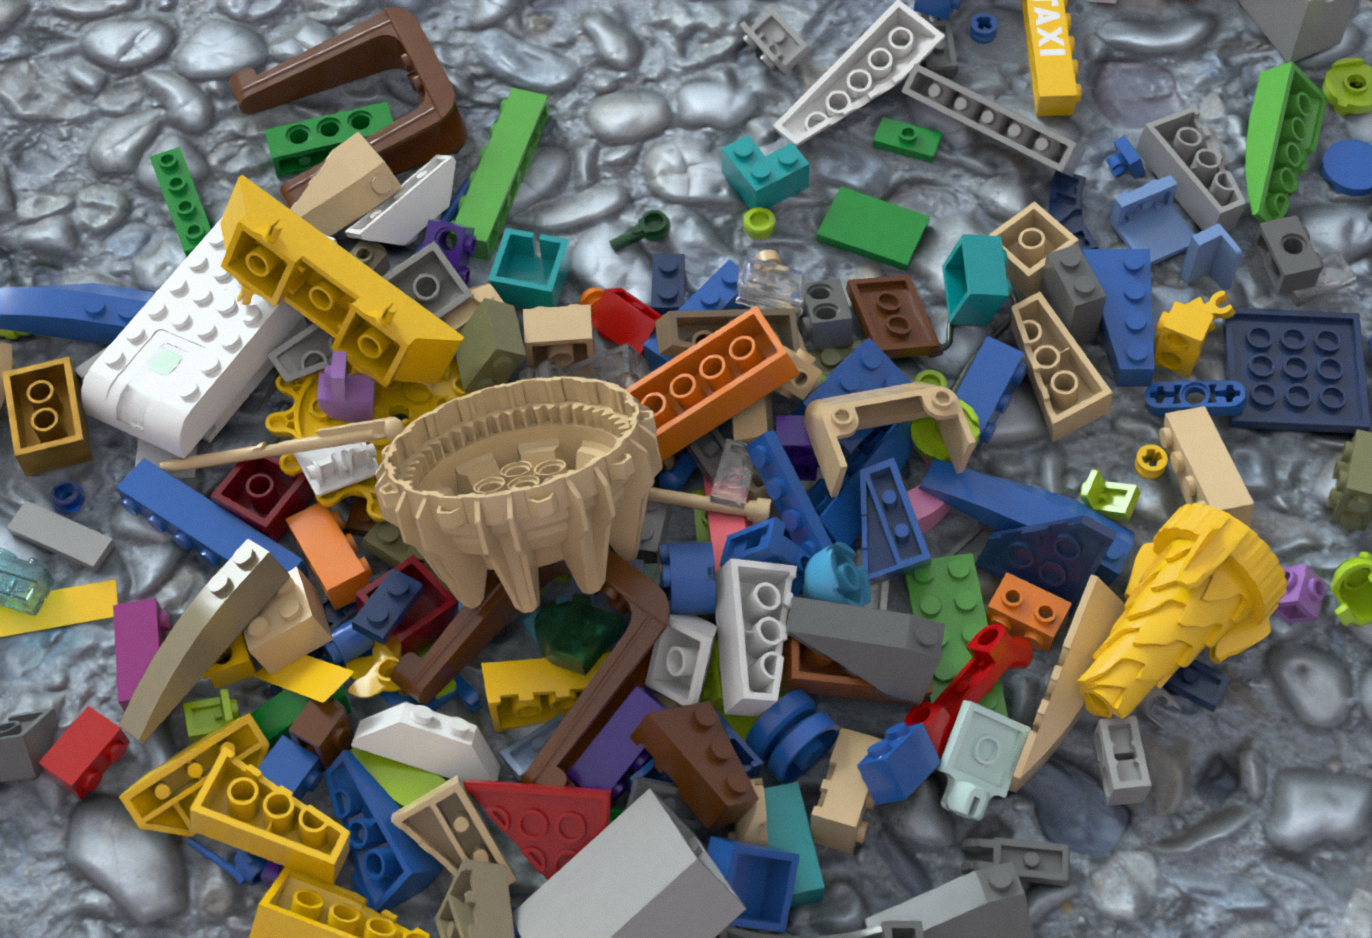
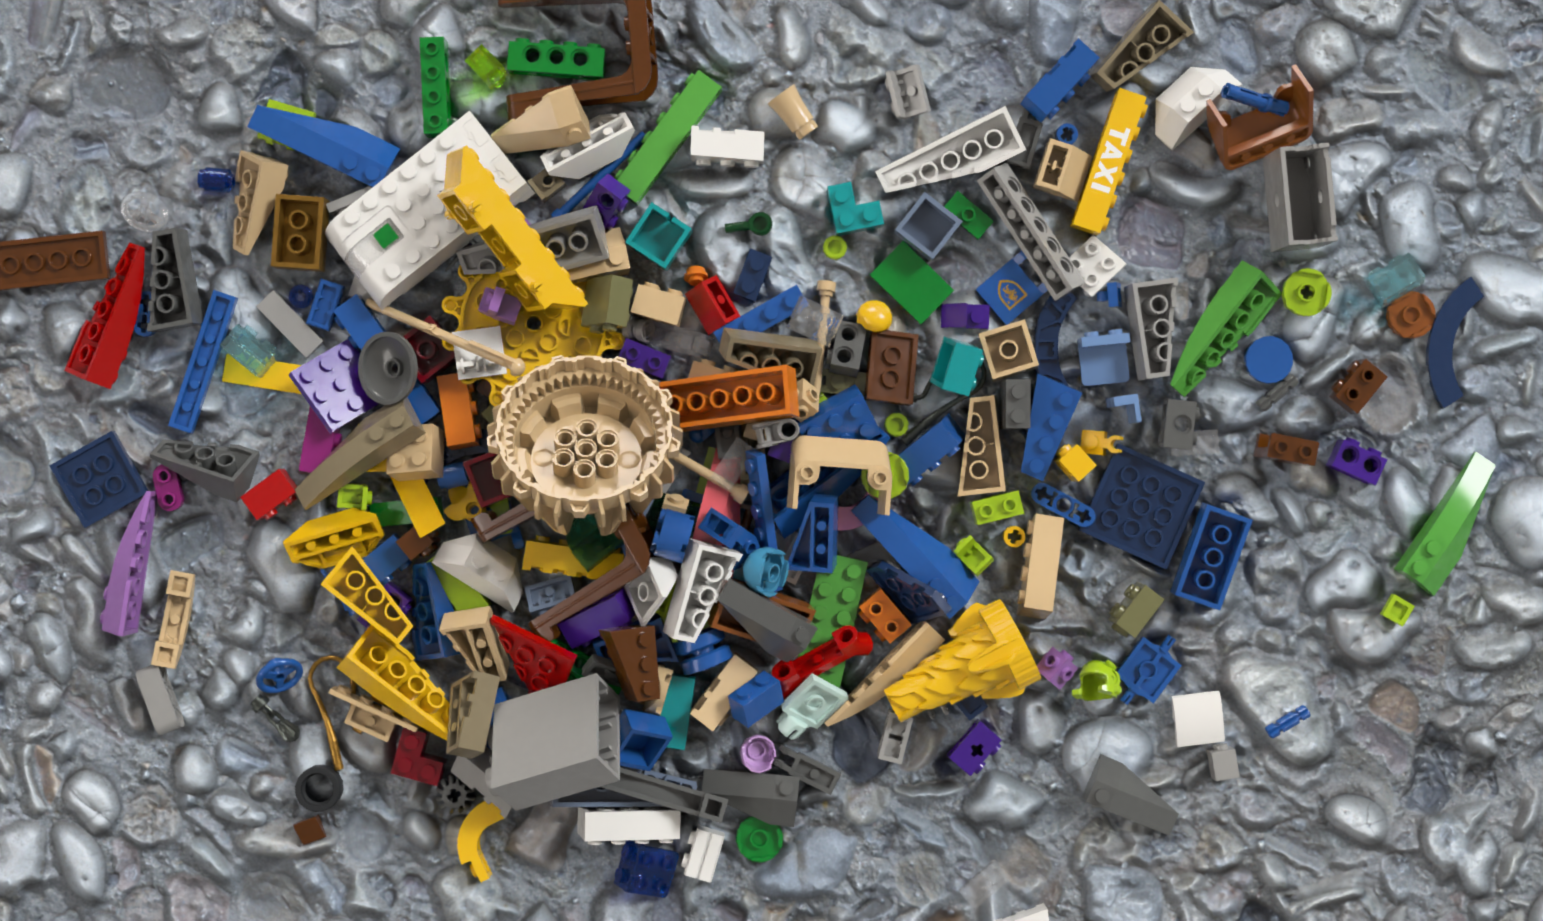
camera: 20 degrees right, 30 degrees up
(102, 498) = (325, 301): none -> blue plate
(146, 575) = (333, 386): none -> plate
(212, 514) = (387, 368): none -> dark grey dish
(245, 155) = (487, 67): none -> clear neon green brick
(387, 606) = (477, 483): dark blue plate -> none
(577, 155) = (727, 147): none -> white wedge
(645, 99) = (793, 112): none -> tan plant
(771, 408) = (773, 432): none -> light grey piece
(843, 264) = (874, 316): none -> yellow hair
(864, 156) = (927, 226): none -> sand blue piece
(934, 859) = (758, 753): none -> lavender hair
(945, 236) = (965, 316): none -> dark purple slope
(996, 55) = (1062, 170): none -> tan slope
(1000, 195) = (1010, 290): none -> blue flag
(1096, 134) = (1096, 265): none -> white hinge
(1109, 429) = (996, 507): none -> lime brick
(1242, 721) = (976, 735): none -> dark purple brick

